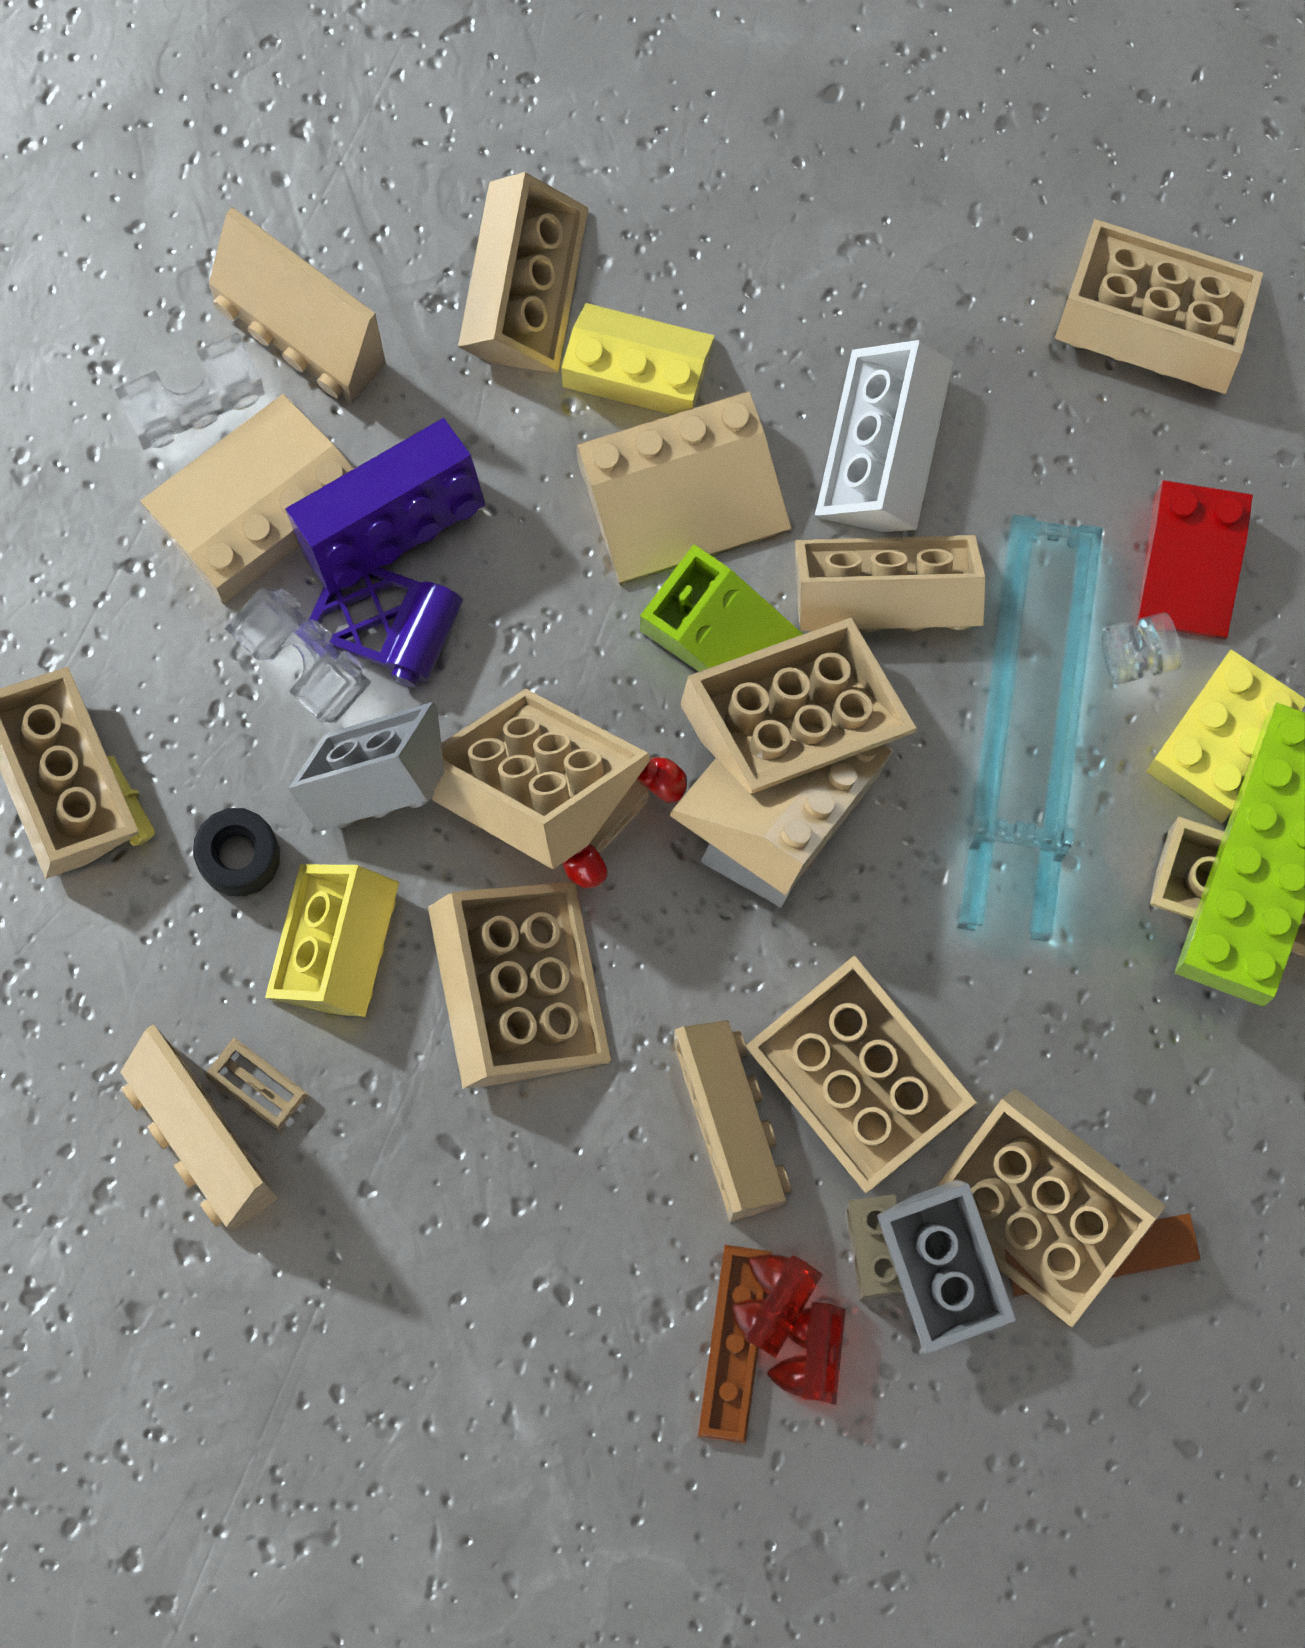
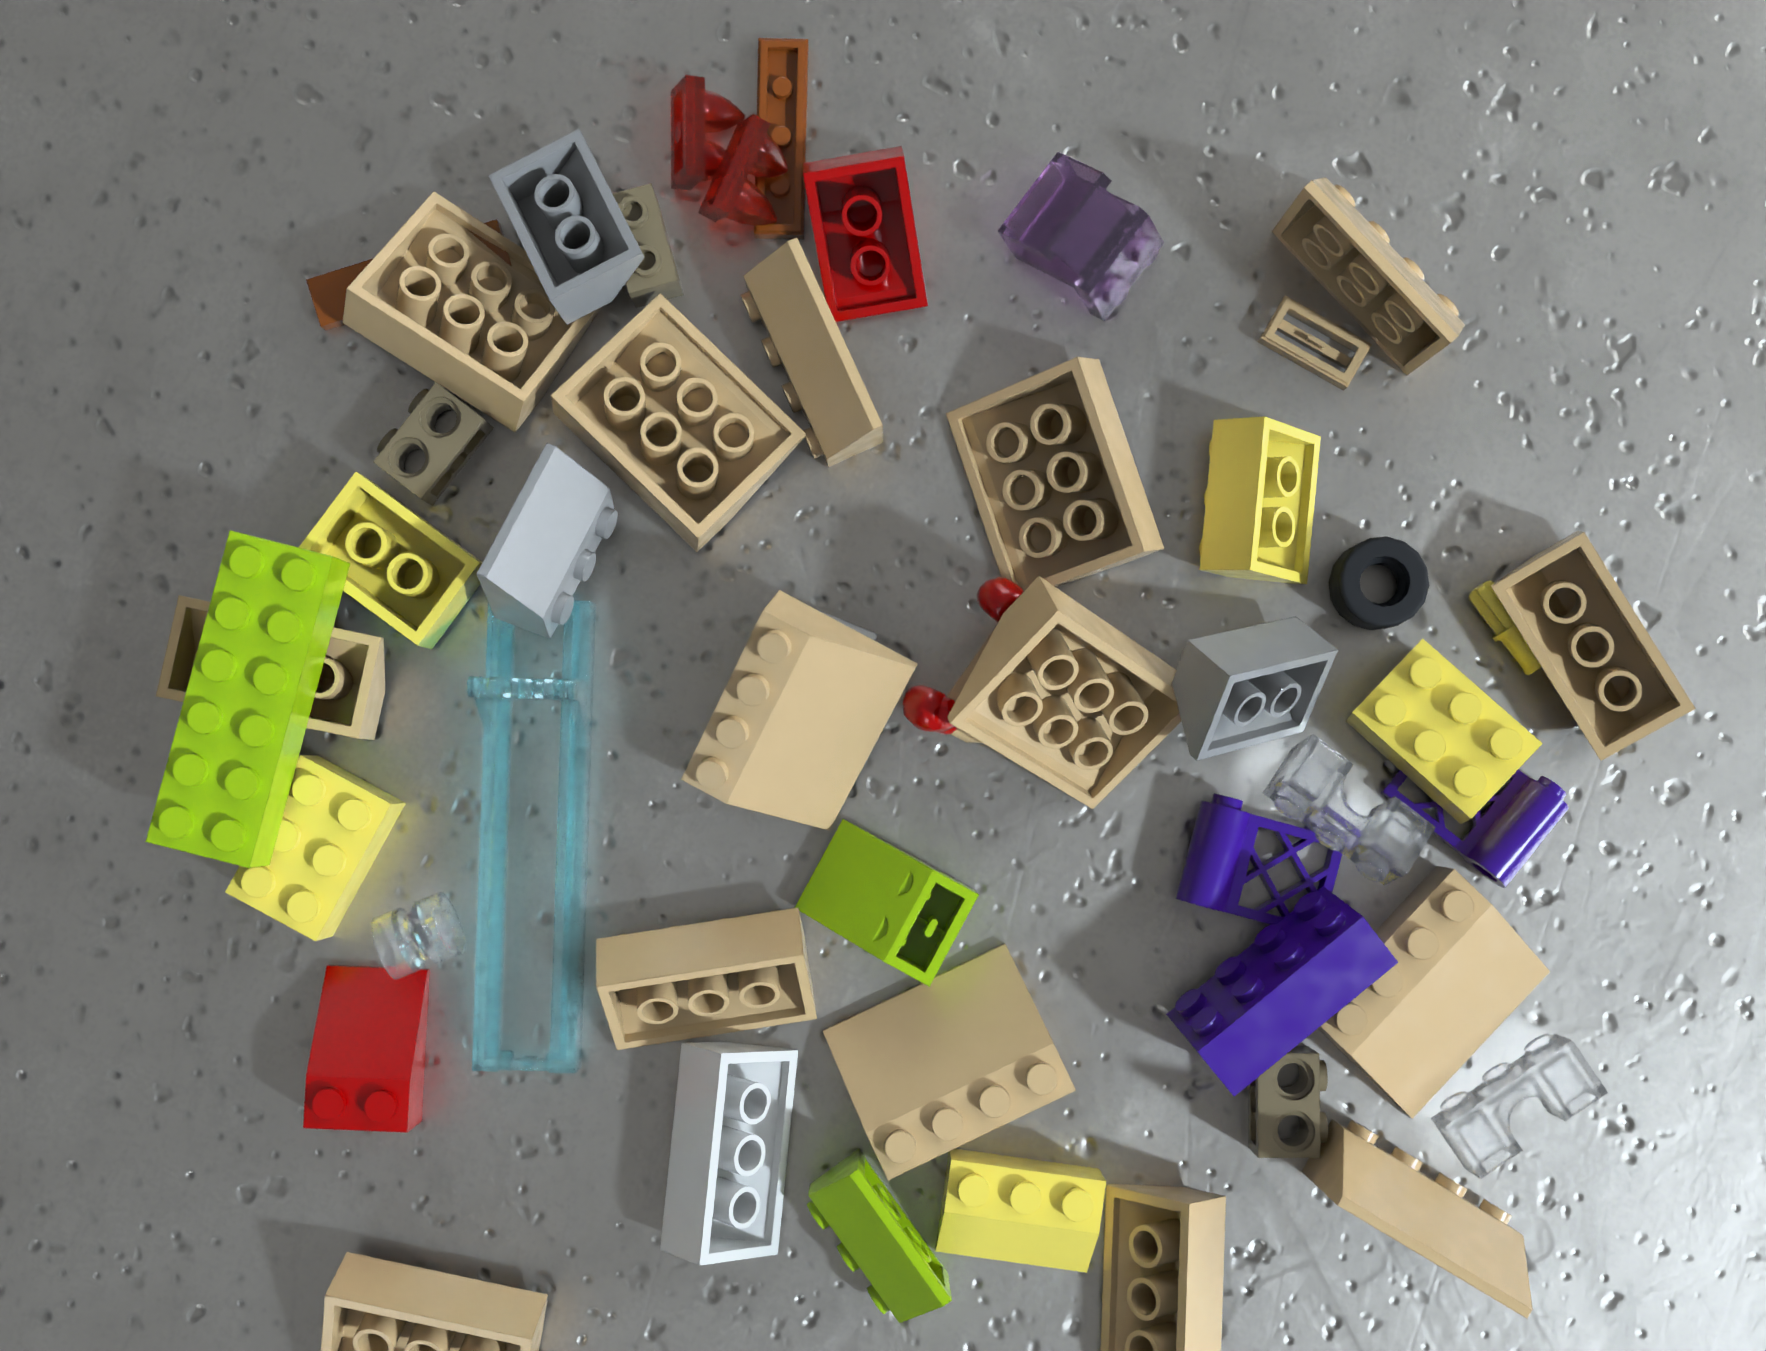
camera: 170 degrees right, 10 degrees up
(158, 623) = (1507, 829): none -> dark purple piece
(204, 709) = (1443, 732): none -> light yellow brick
(398, 419) = (1272, 1103): none -> dark tan brick
(462, 1206) = (1082, 234): none -> clear purple piece
(666, 1238) = (865, 233): none -> red slope
(762, 349) = (879, 1239): none -> lime slope
(795, 706) = (790, 805): tan slope -> none
(990, 967) = (547, 544): none -> slope
(1085, 1080) = (443, 452): none -> dark tan brick
(1128, 978) = (397, 561): none -> light yellow brick

